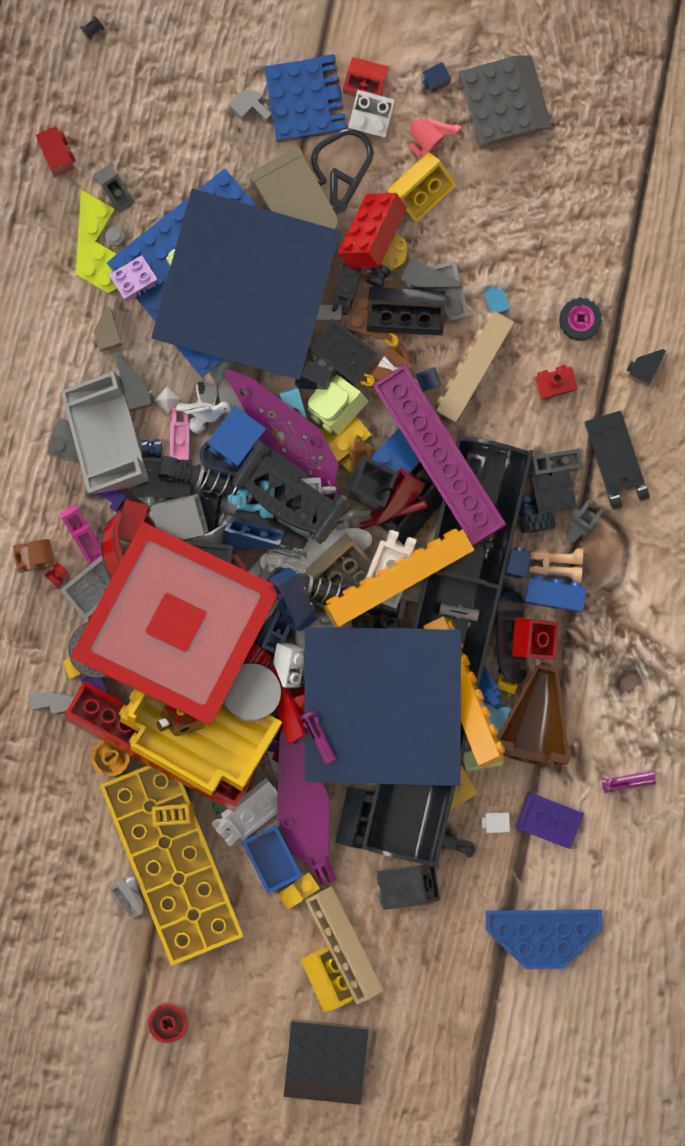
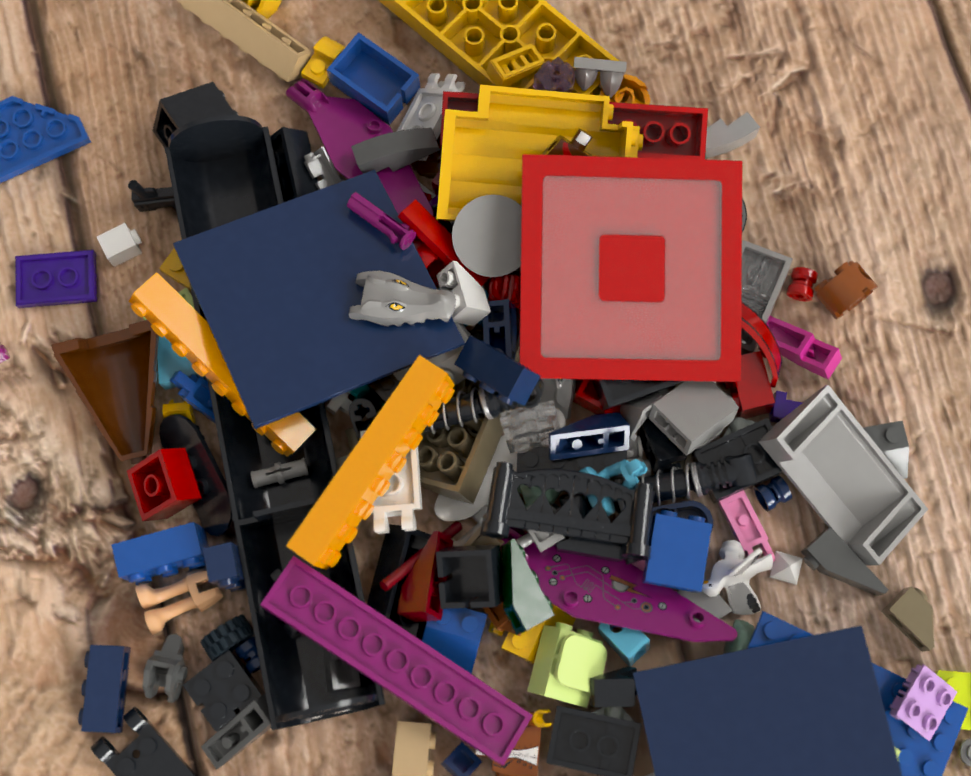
camera: 160 degrees right, 10 degrees down
(111, 778) = (610, 73): none -> light grey tile
(158, 782) = (555, 76): none -> brick
(283, 791) = (395, 149): none -> dark grey slope
(333, 673) = (396, 301): none -> light grey animal
(338, 811) = (320, 164): none -> light grey hinge
(345, 453) = (522, 595): none -> slope
(627, 529) = (104, 689): none -> dark blue brick

